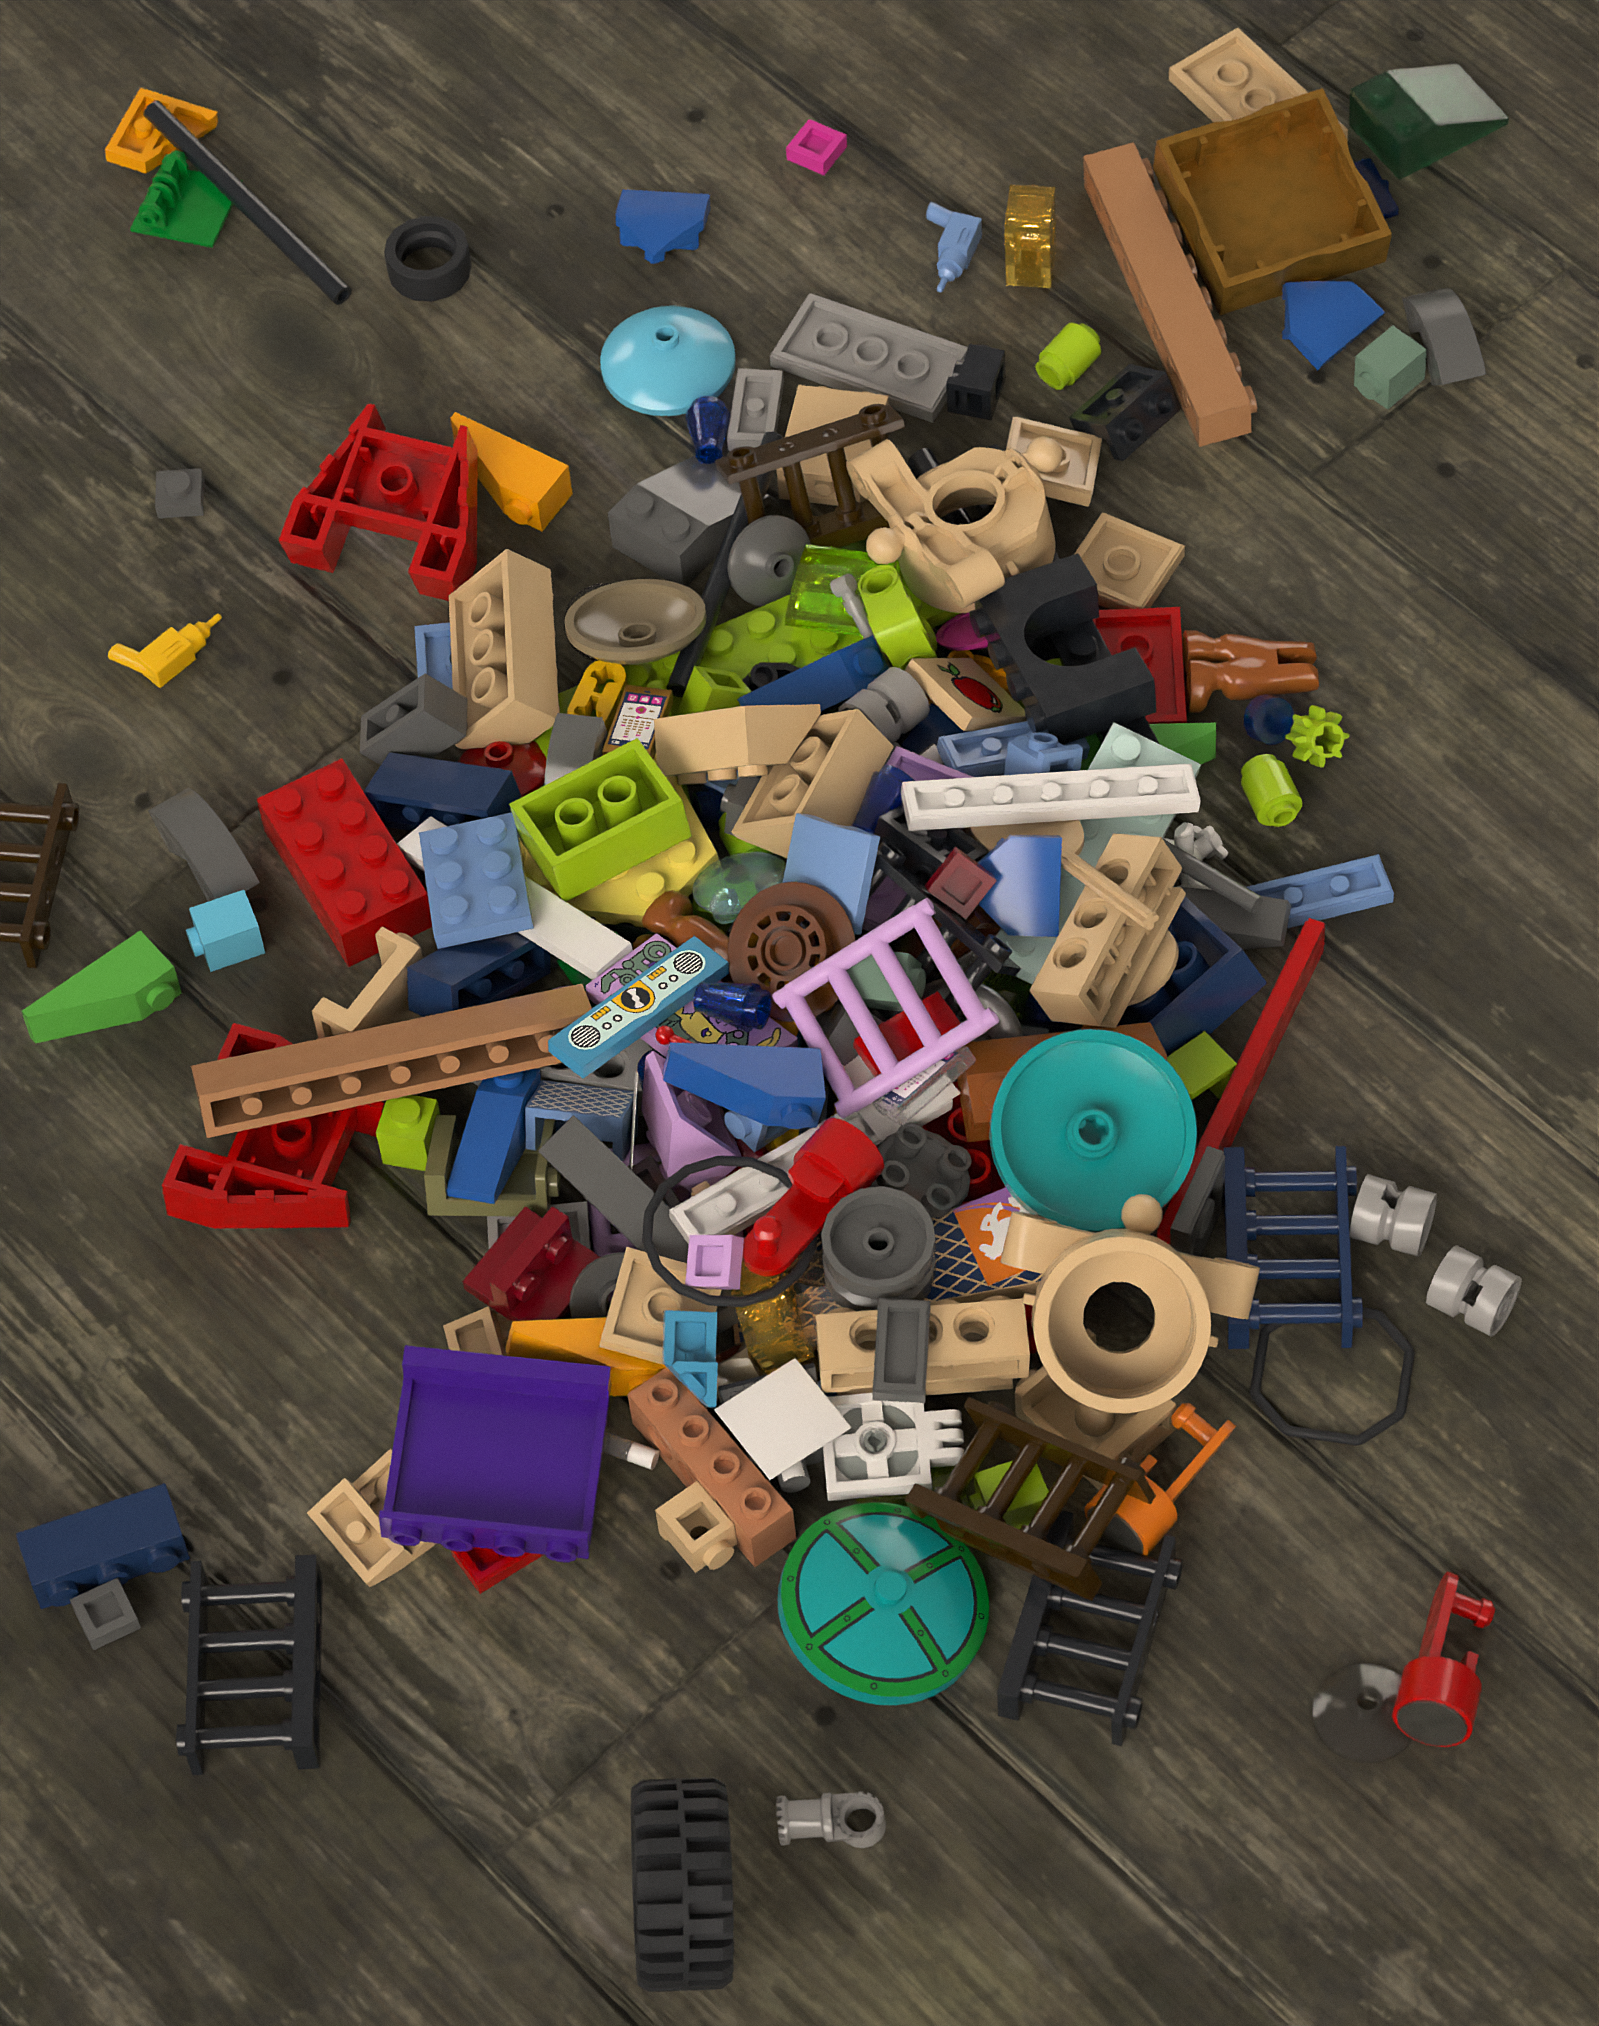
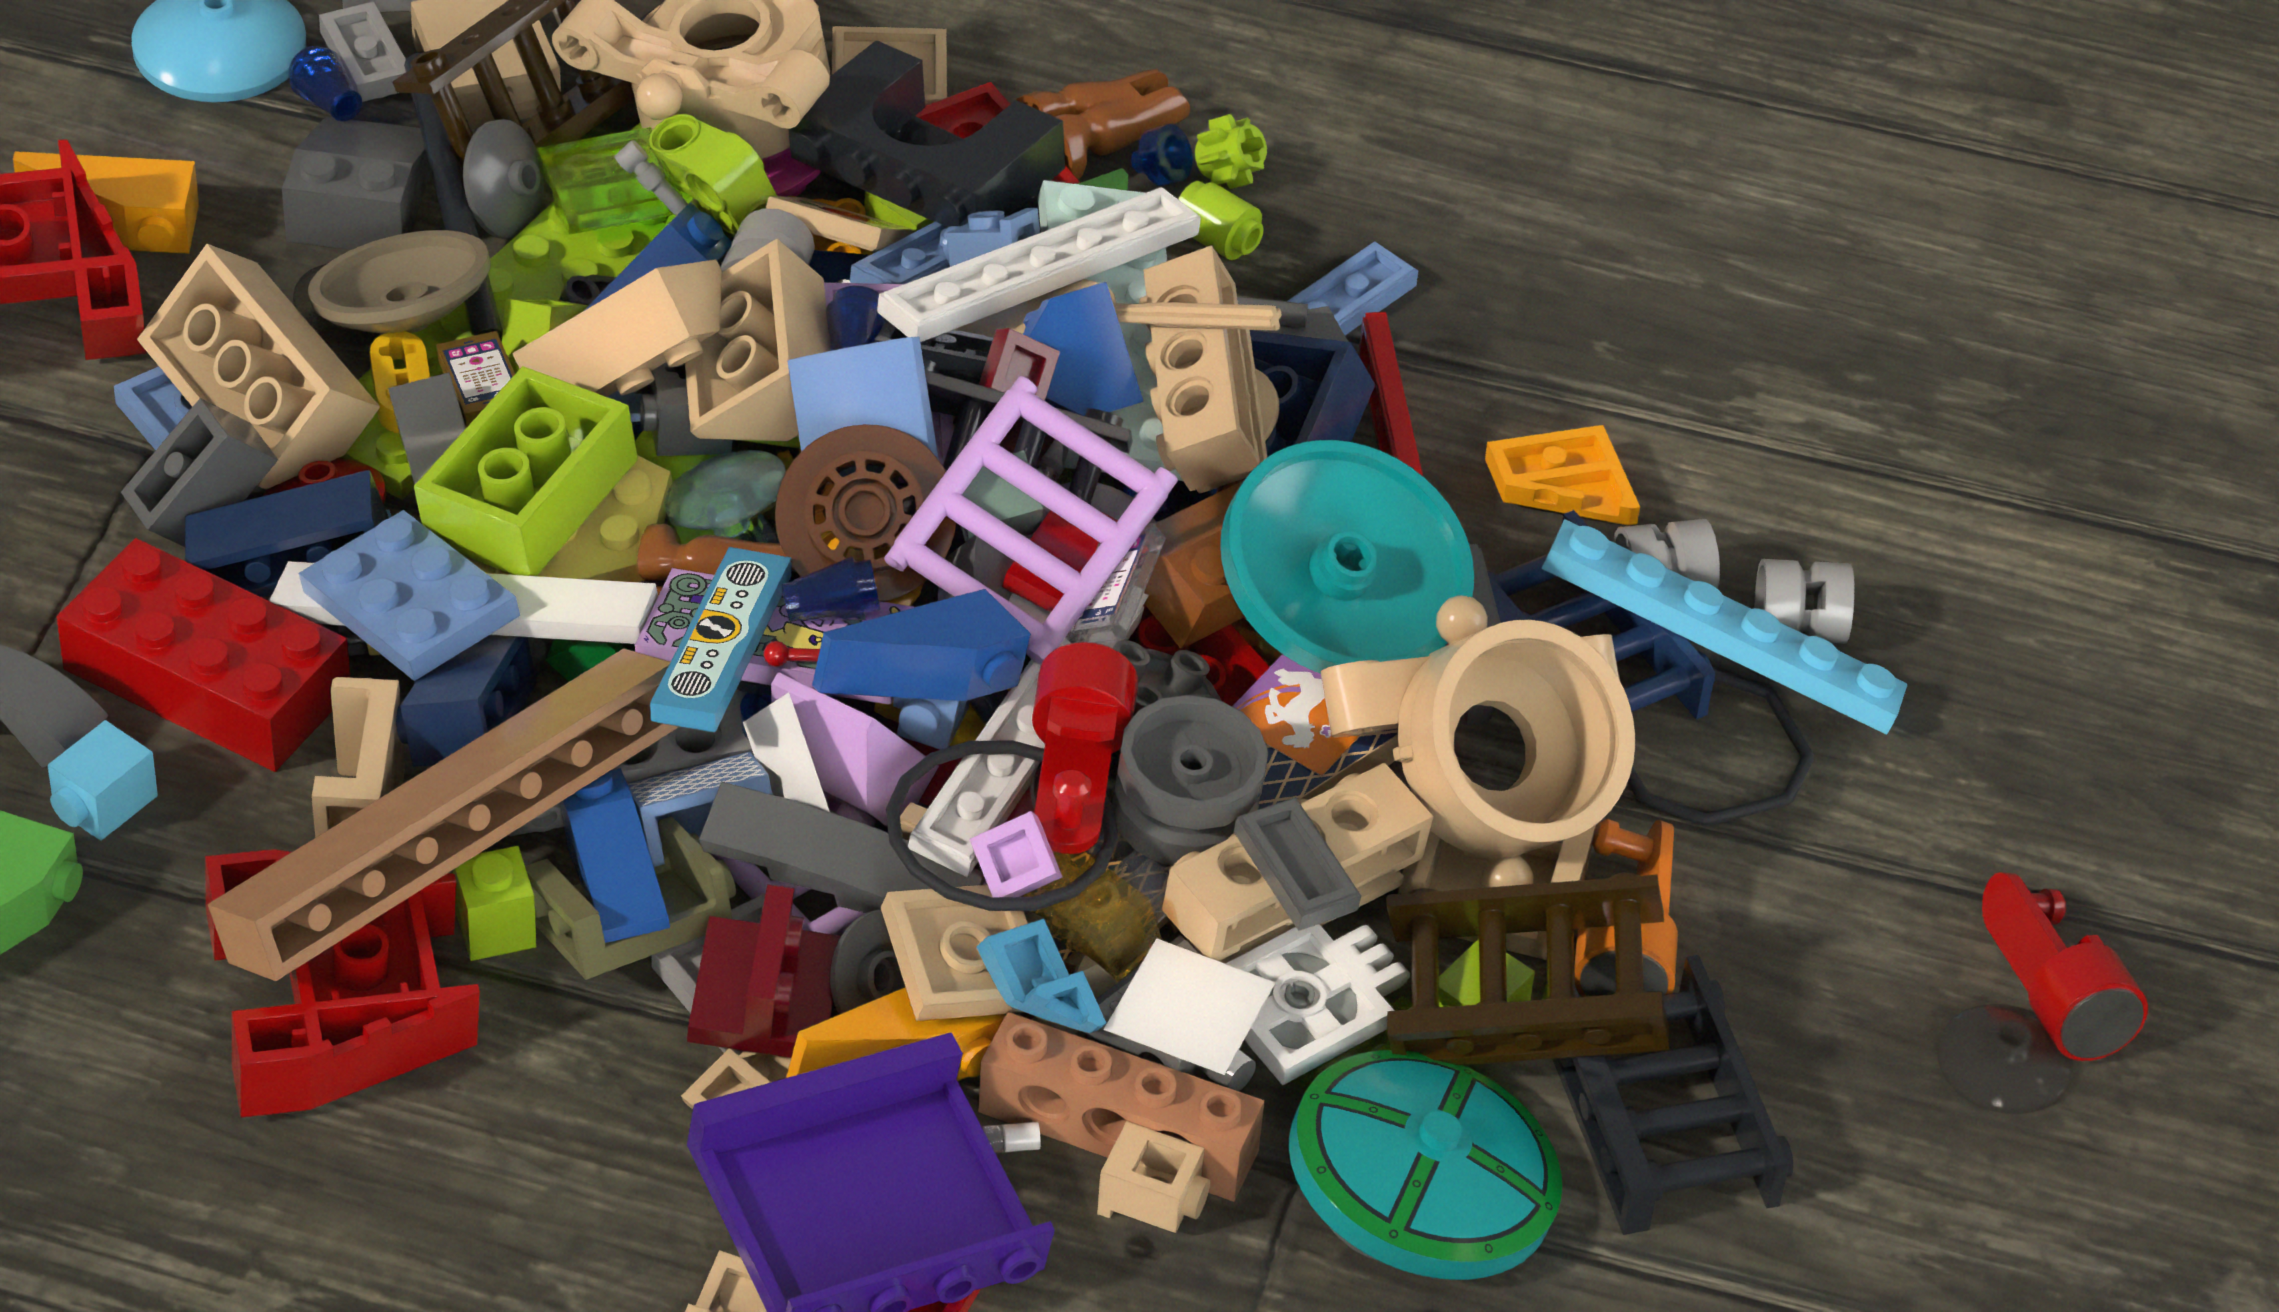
camera: 40 degrees left, 10 degrees down
(1378, 1108) = (1564, 474): none -> light orange wing
(1389, 1289) = (1725, 626): none -> medium azure plate

